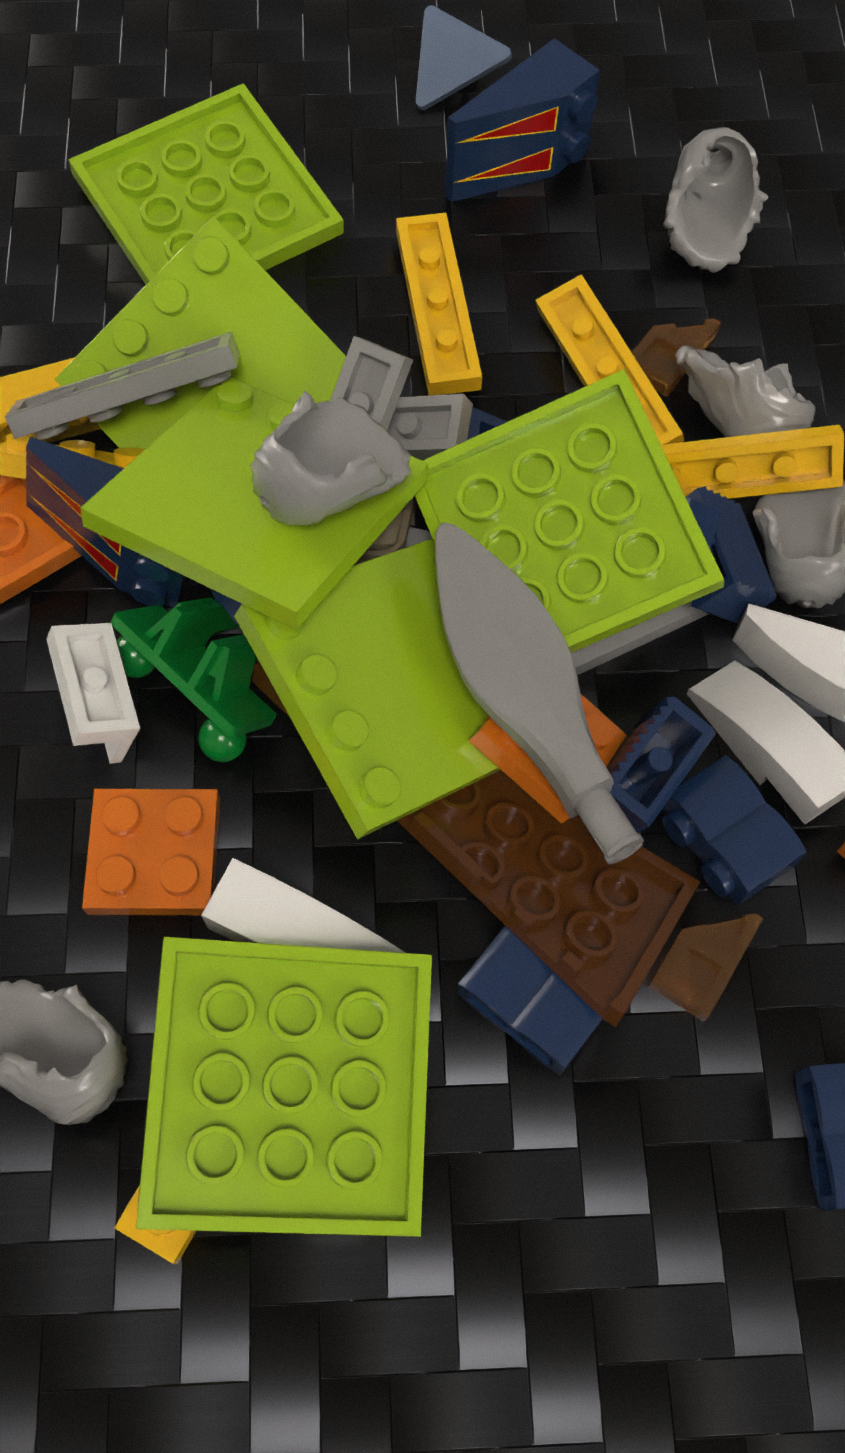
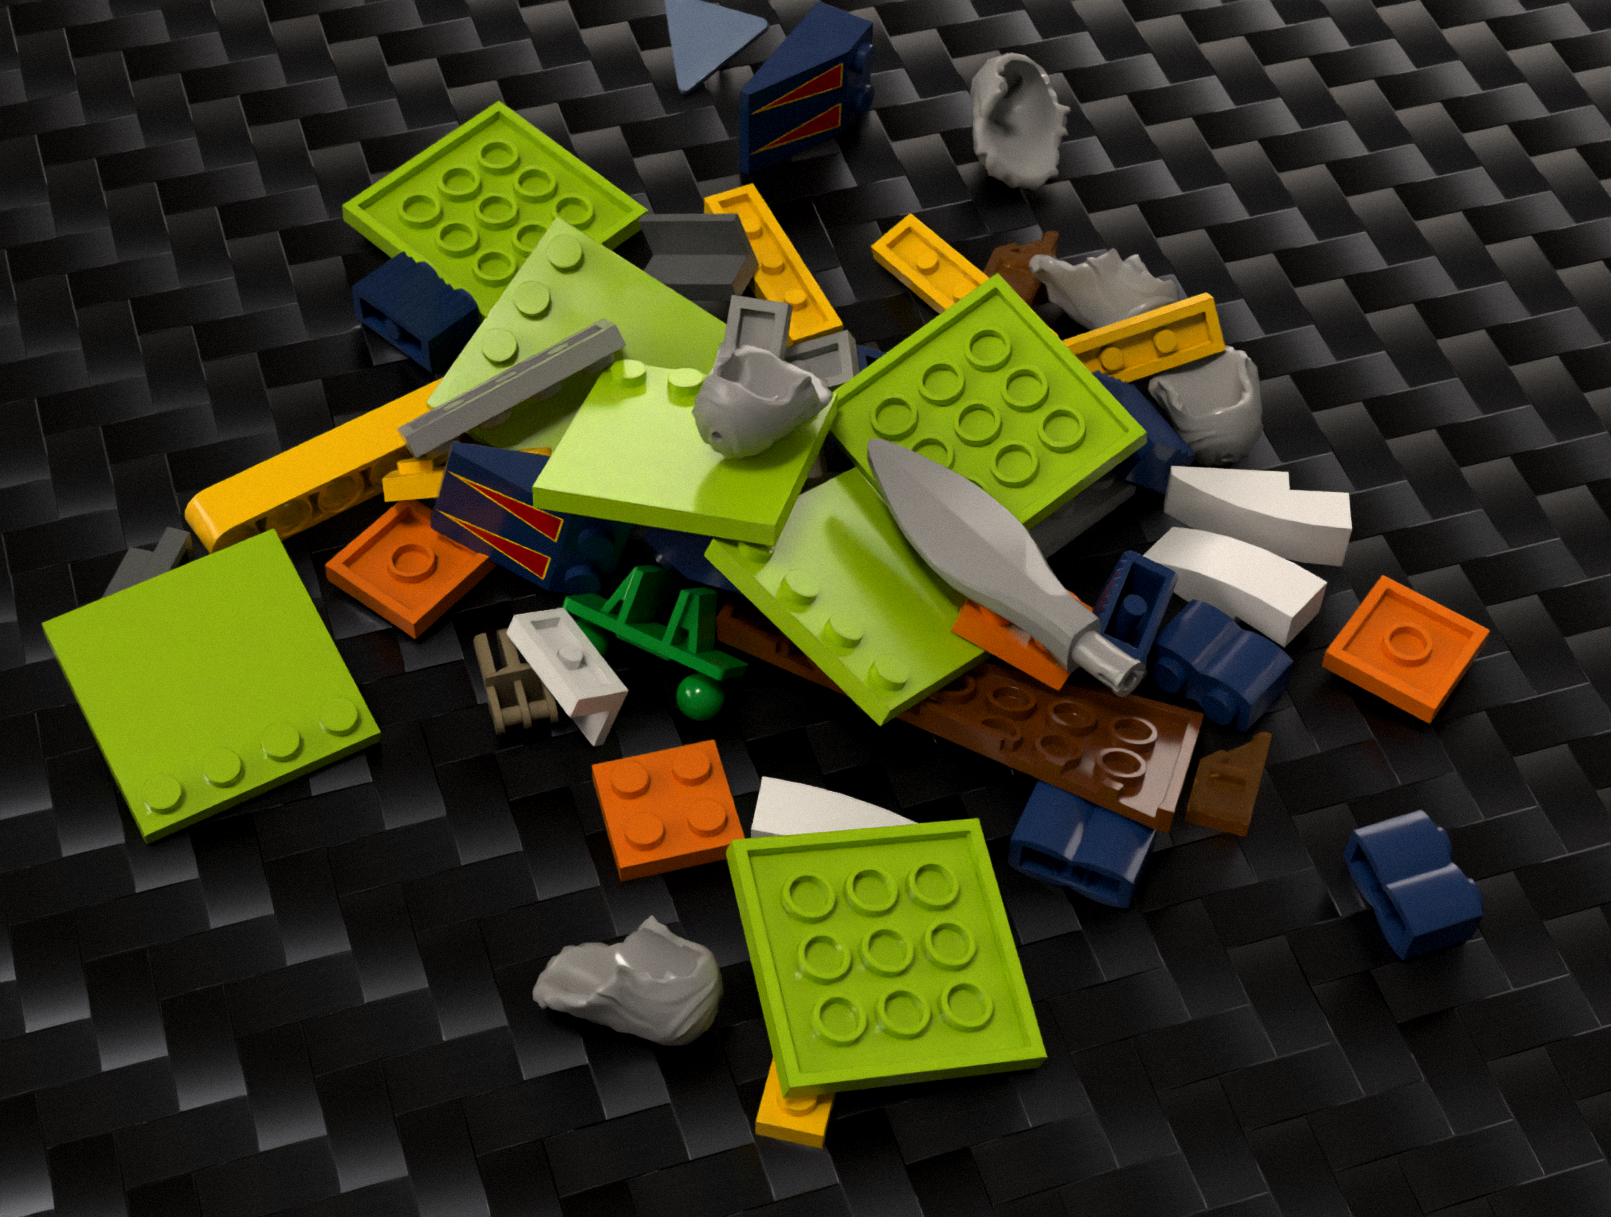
camera: 15 degrees left, 15 degrees down
(38, 687) = (516, 690): none -> dark tan arm
(95, 271) = (416, 311): none -> dark blue brick
(368, 279) = (699, 254): none -> dark grey panel

